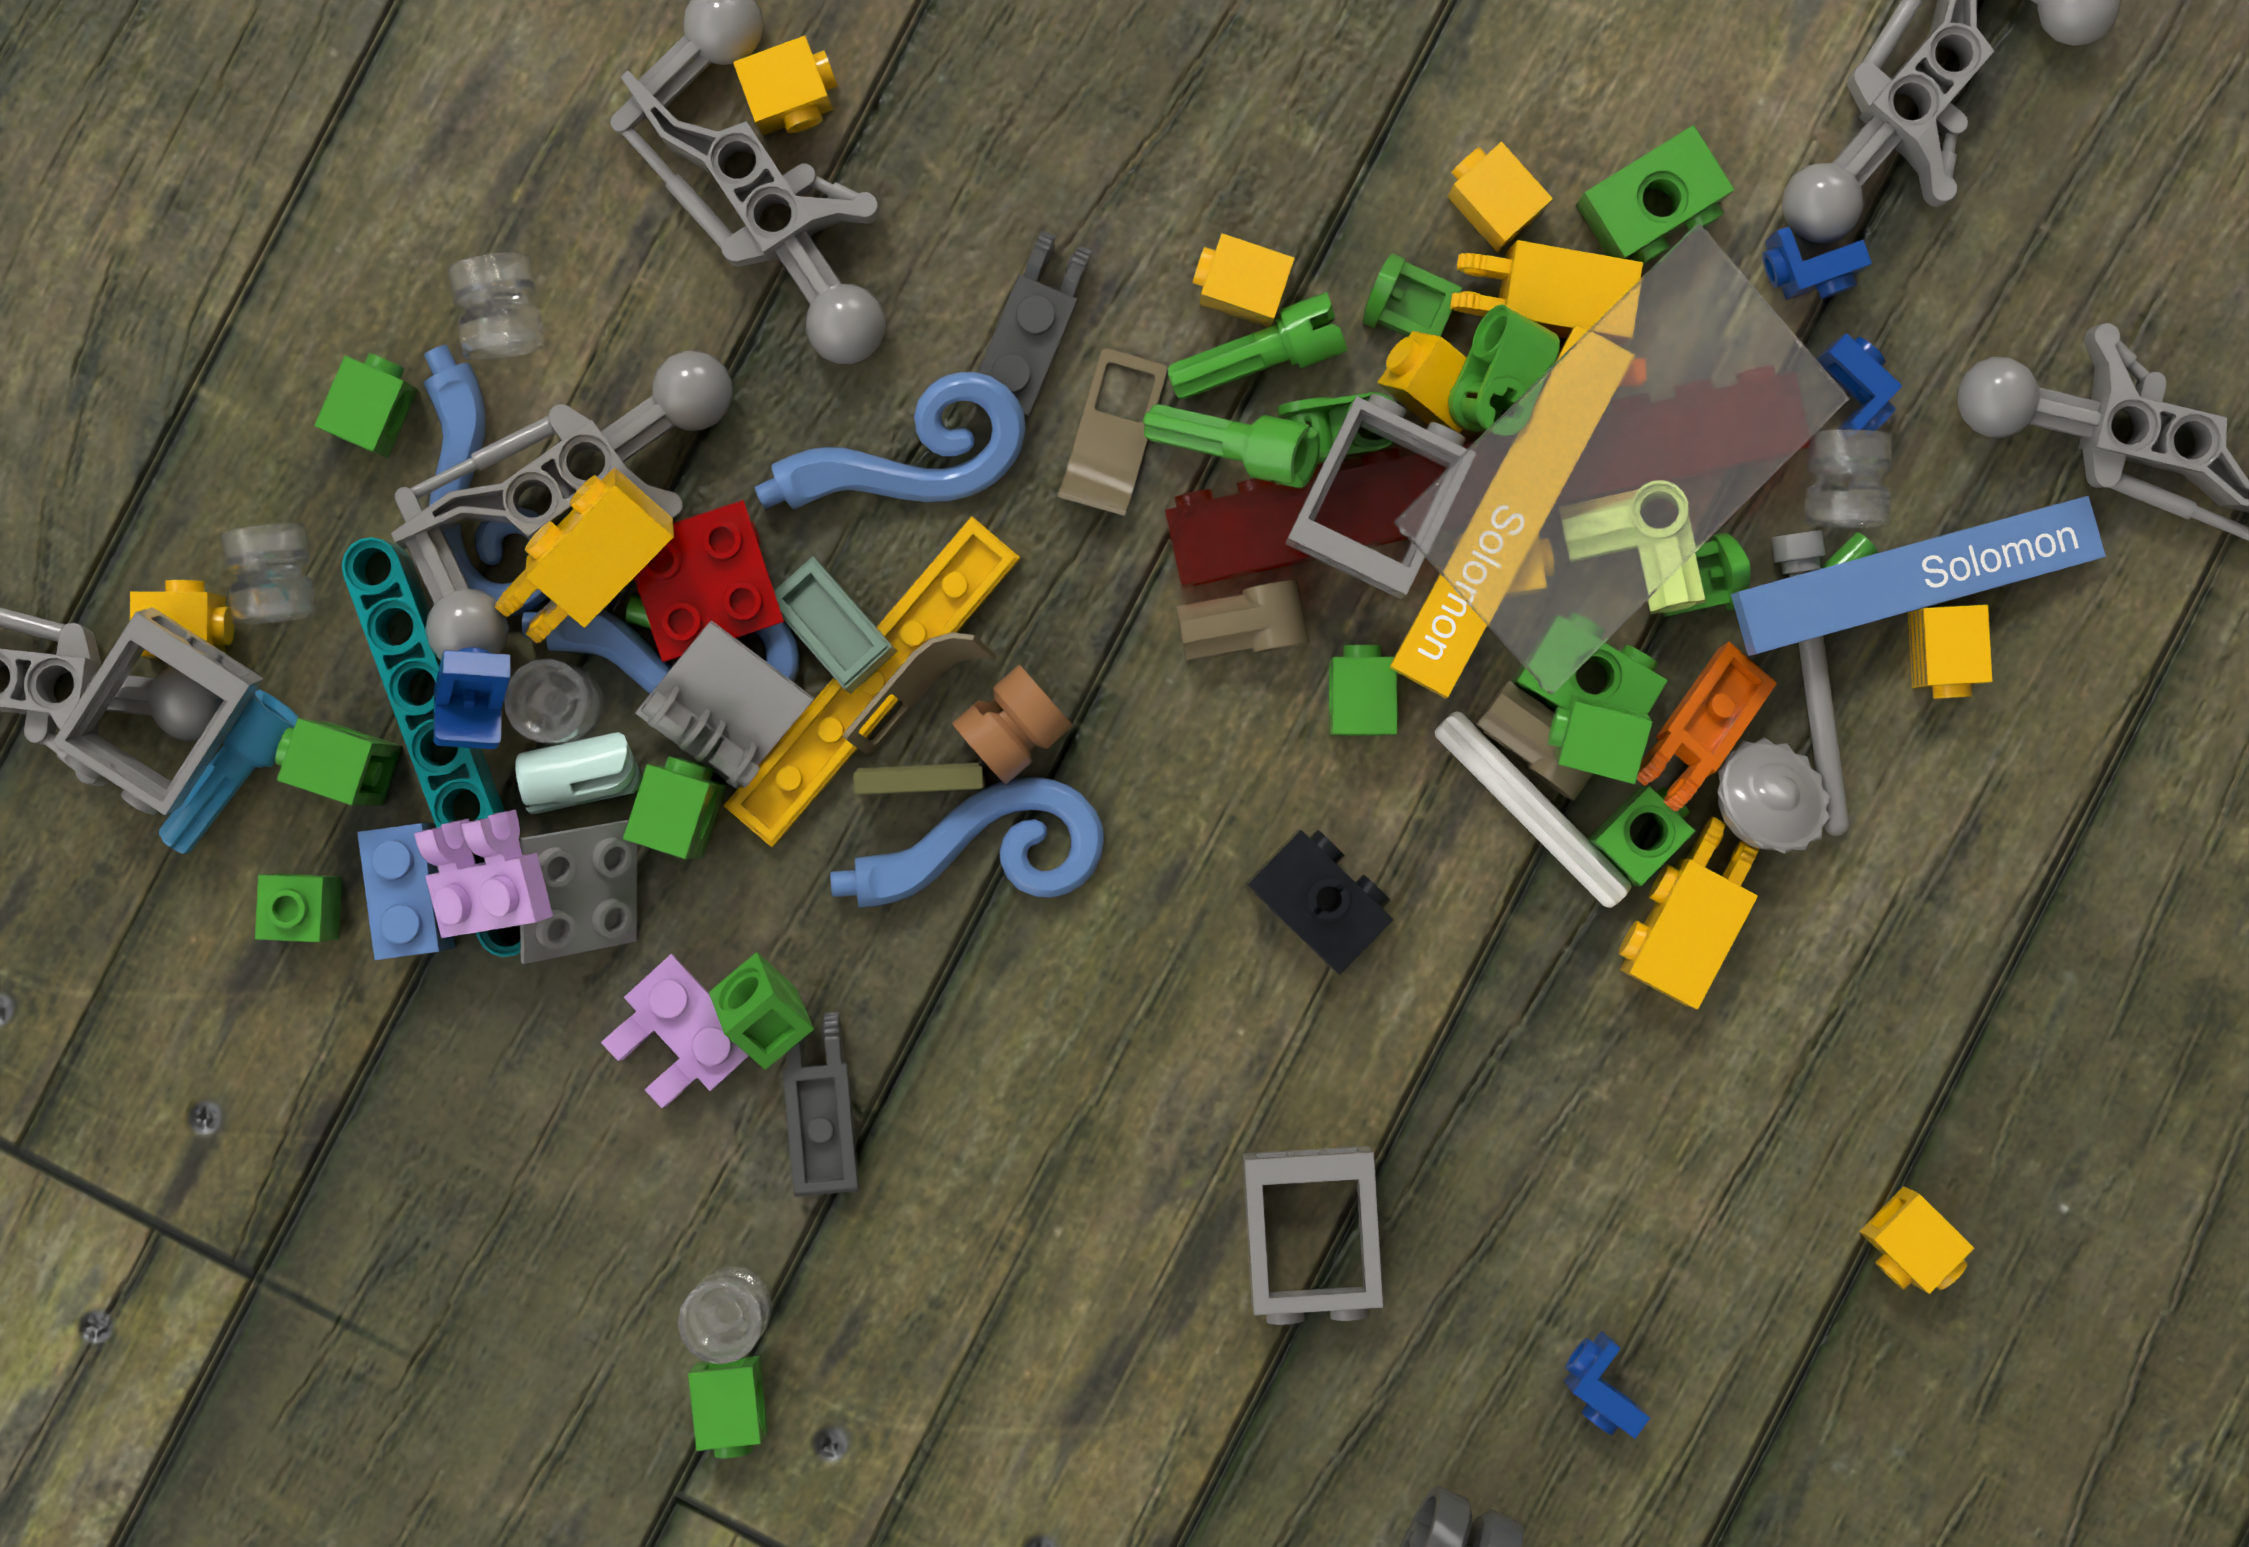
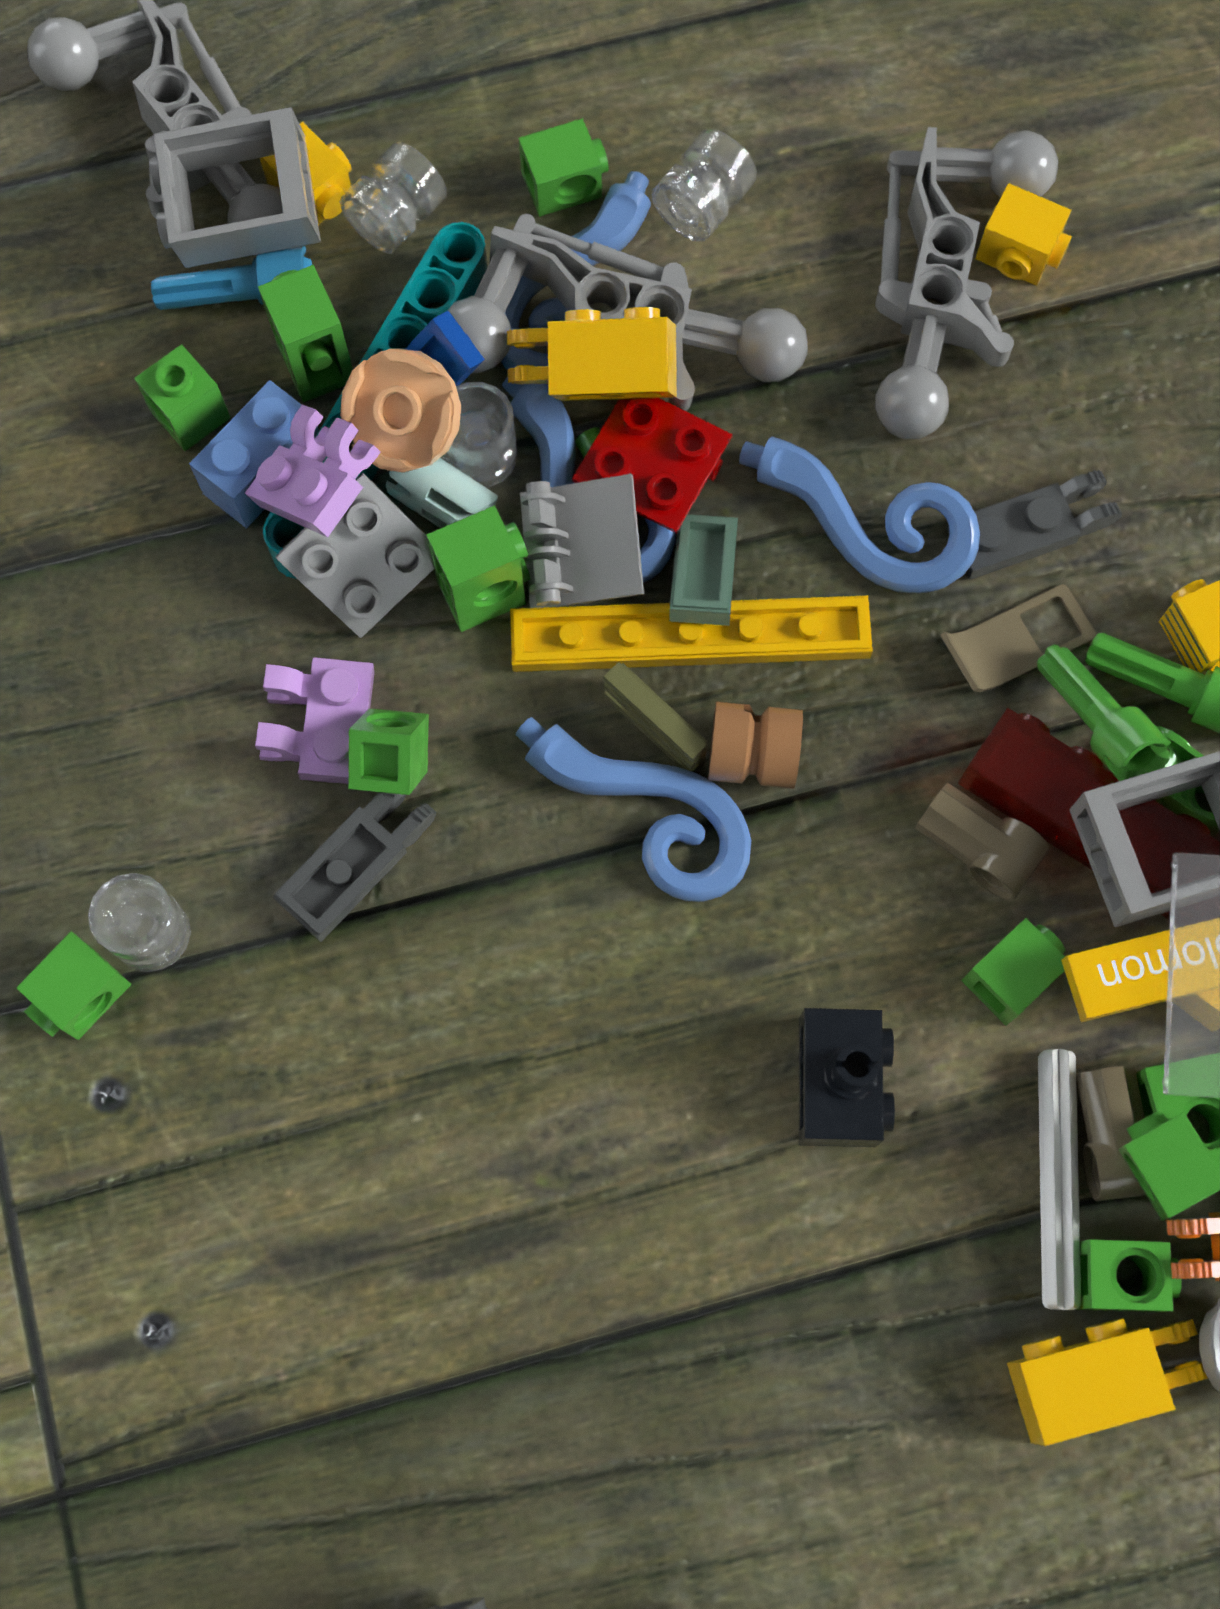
camera: 45 degrees right, 15 degrees down
(489, 756) = (403, 408): none -> light nougat tile
(914, 680) = (724, 654): dark tan piece -> none
(1304, 1167) = (639, 1256): light grey window -> none

